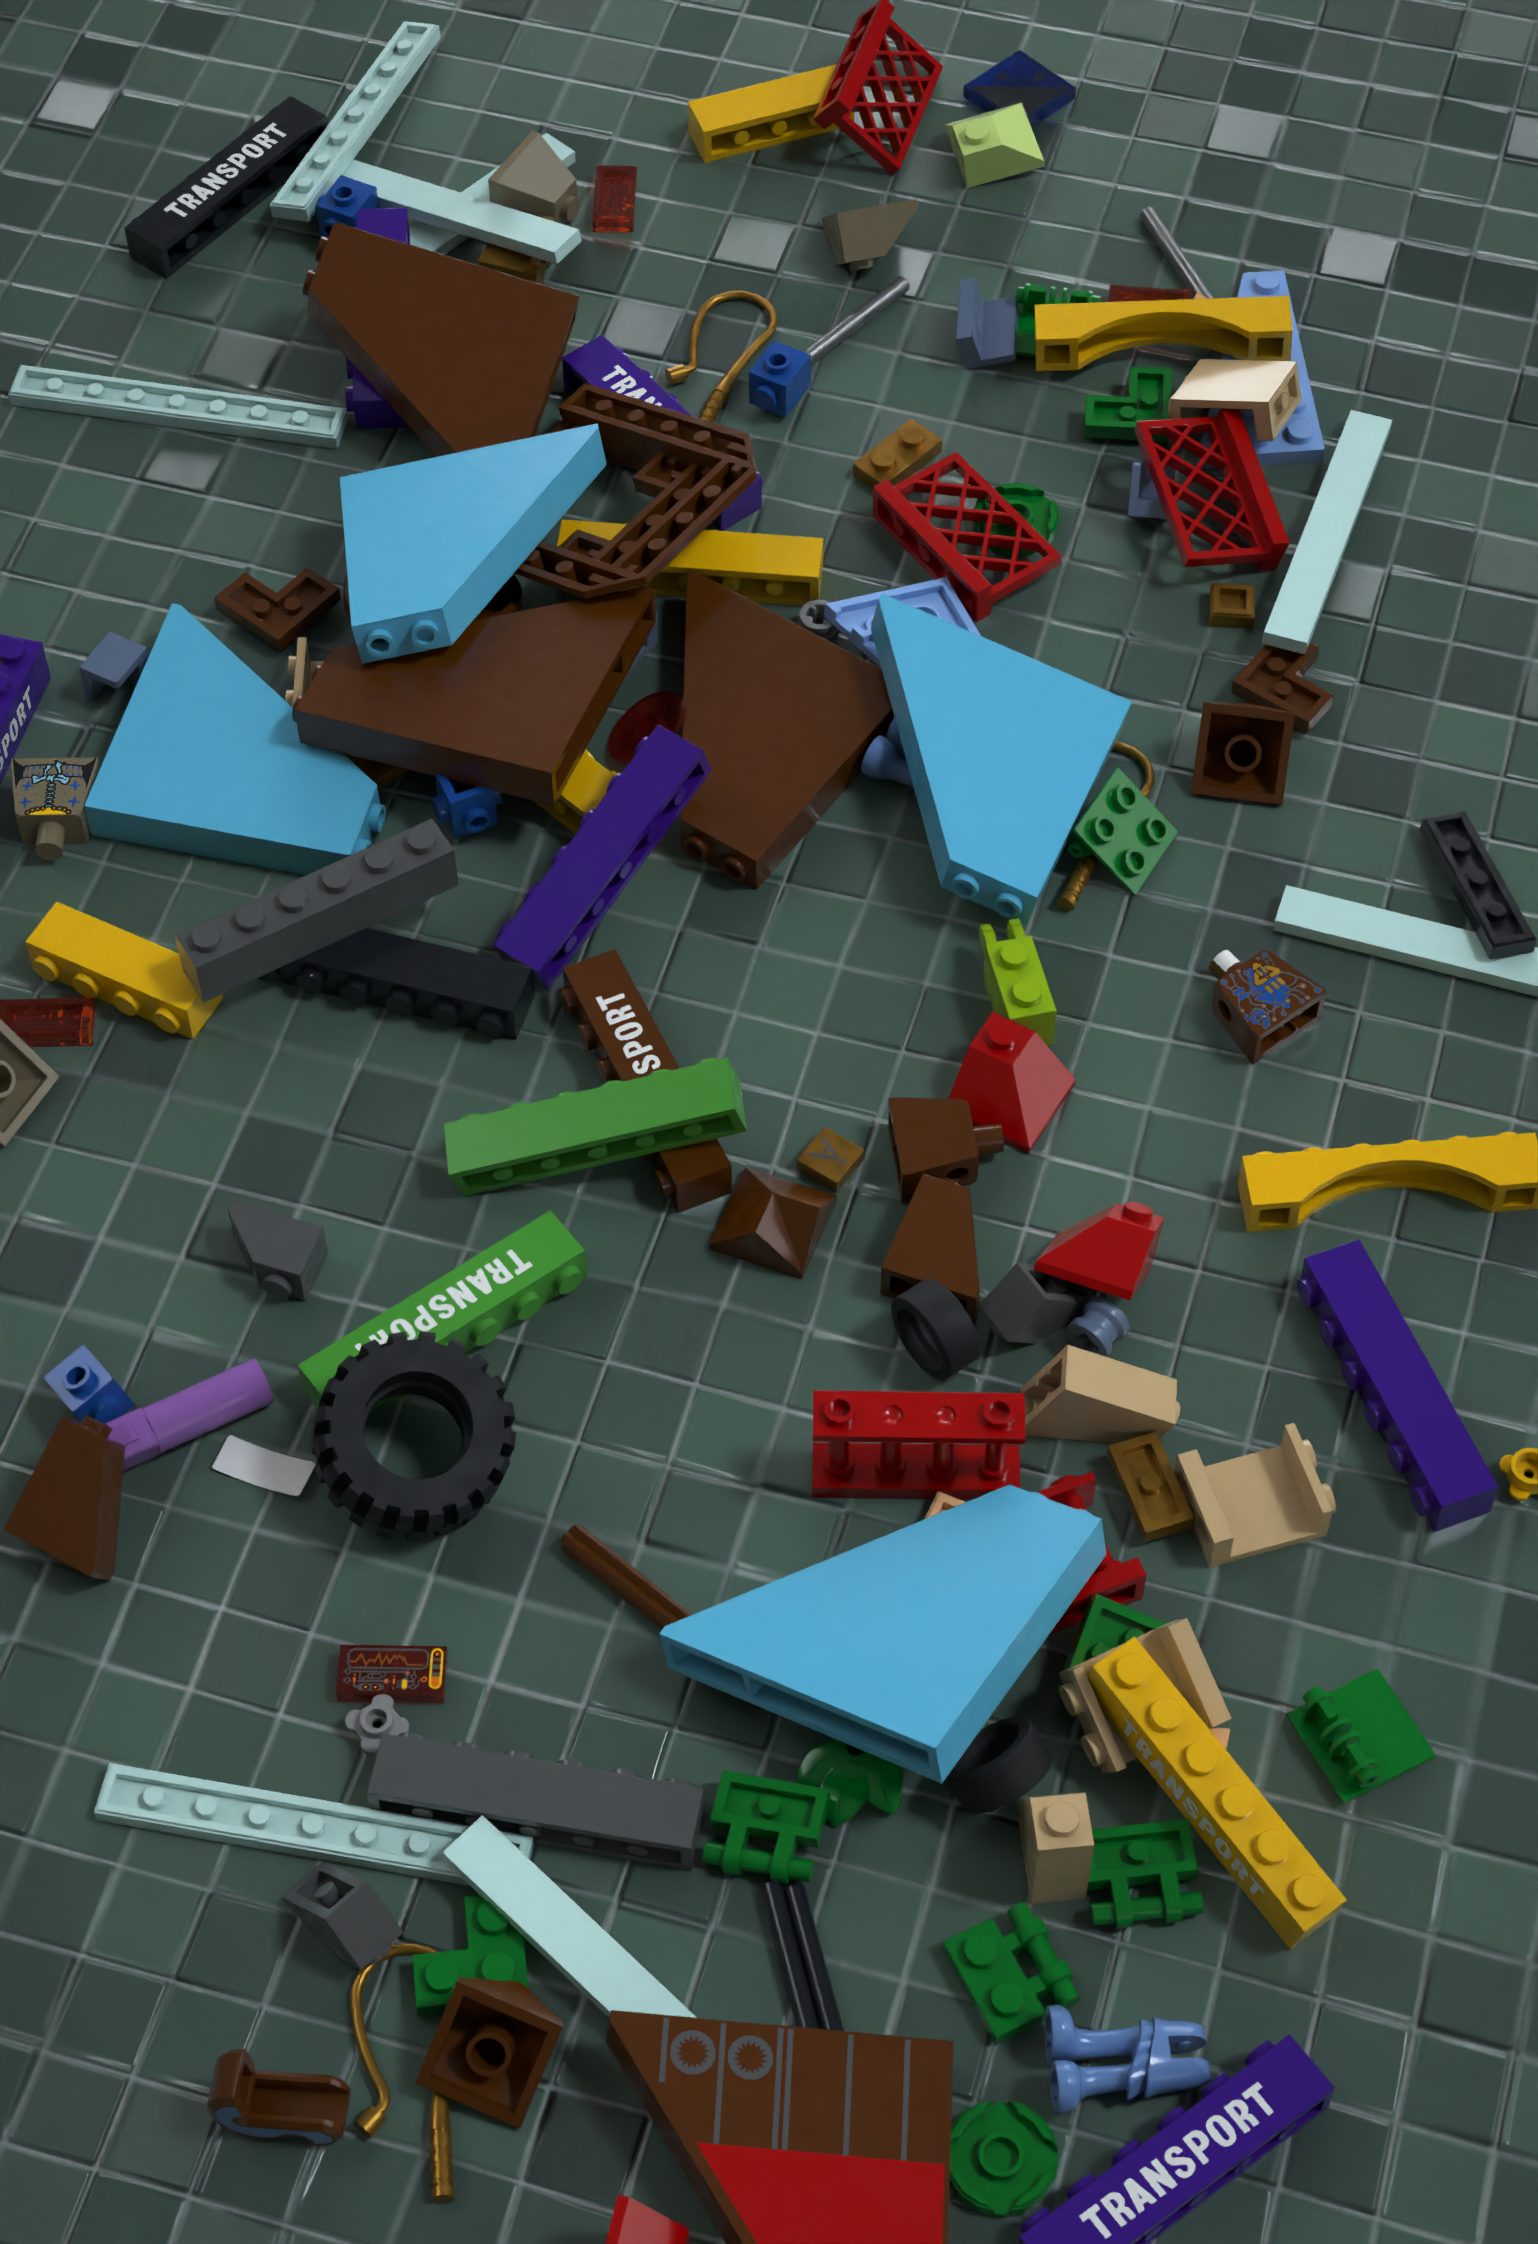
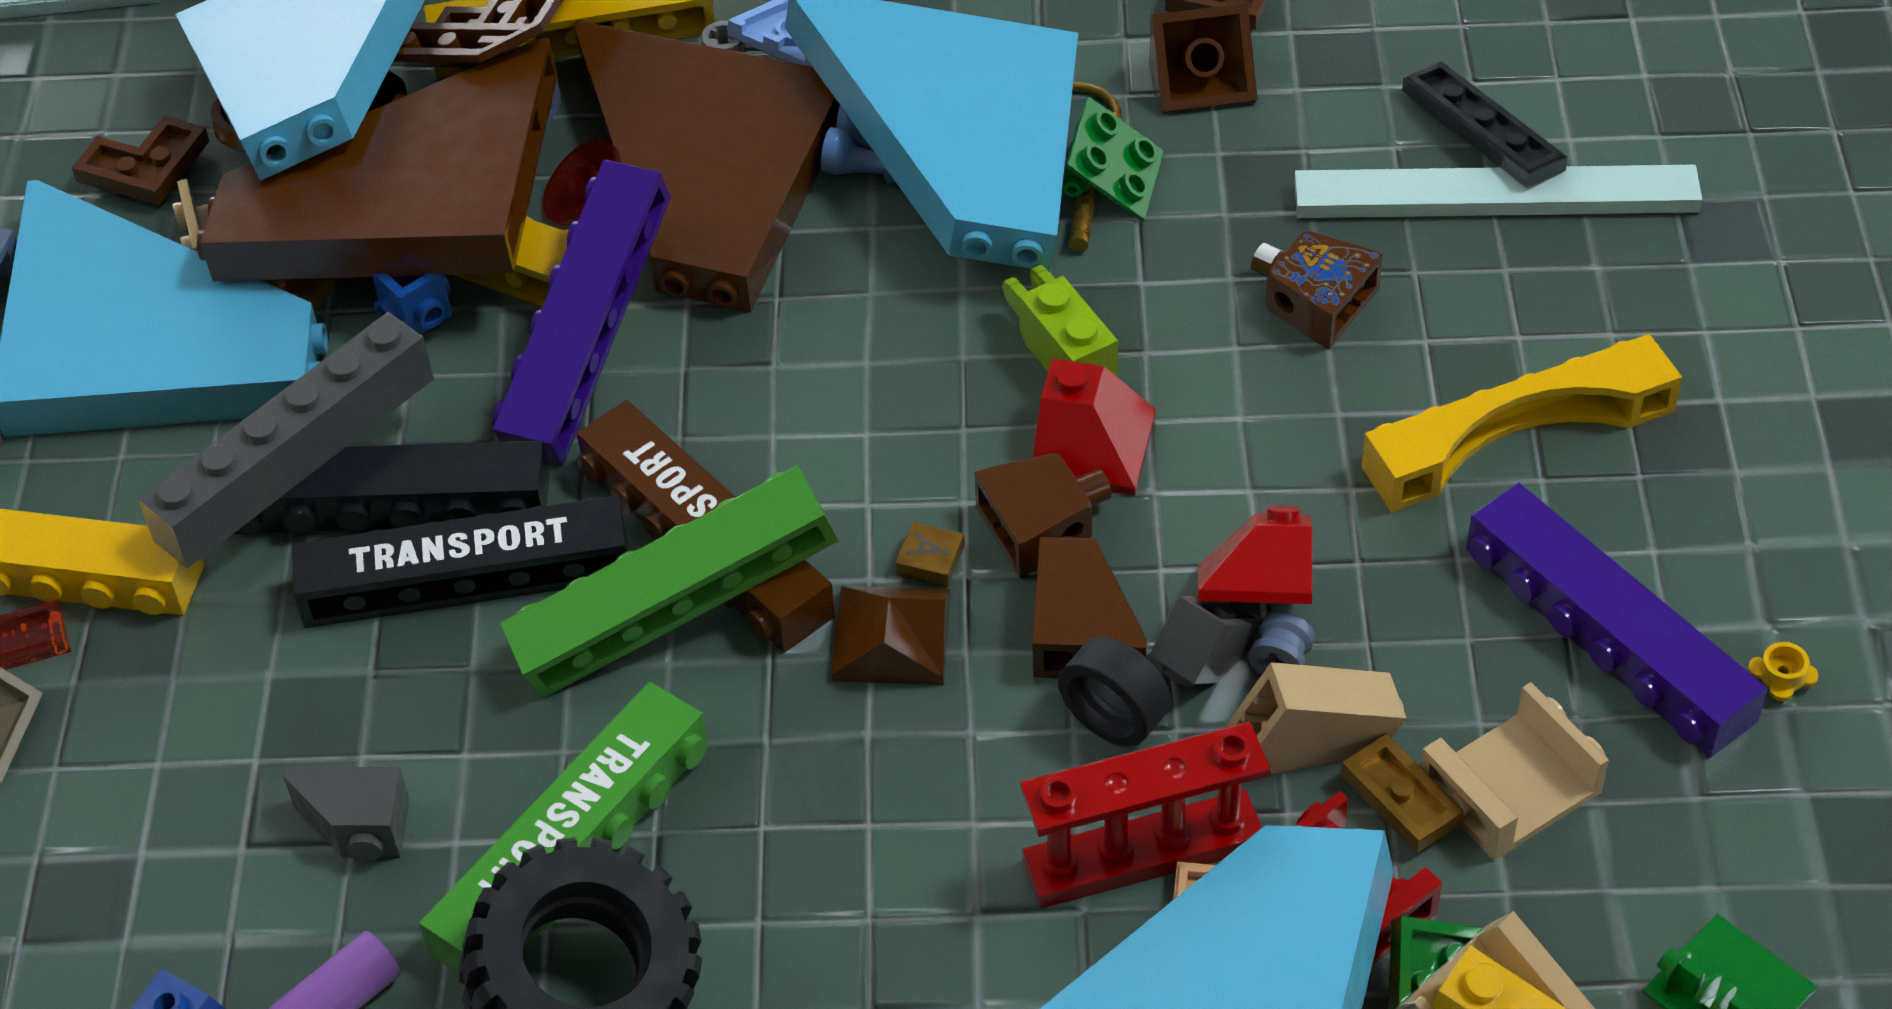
camera: 15 degrees left, 5 degrees down
(430, 1055) = (455, 561): none -> black brick

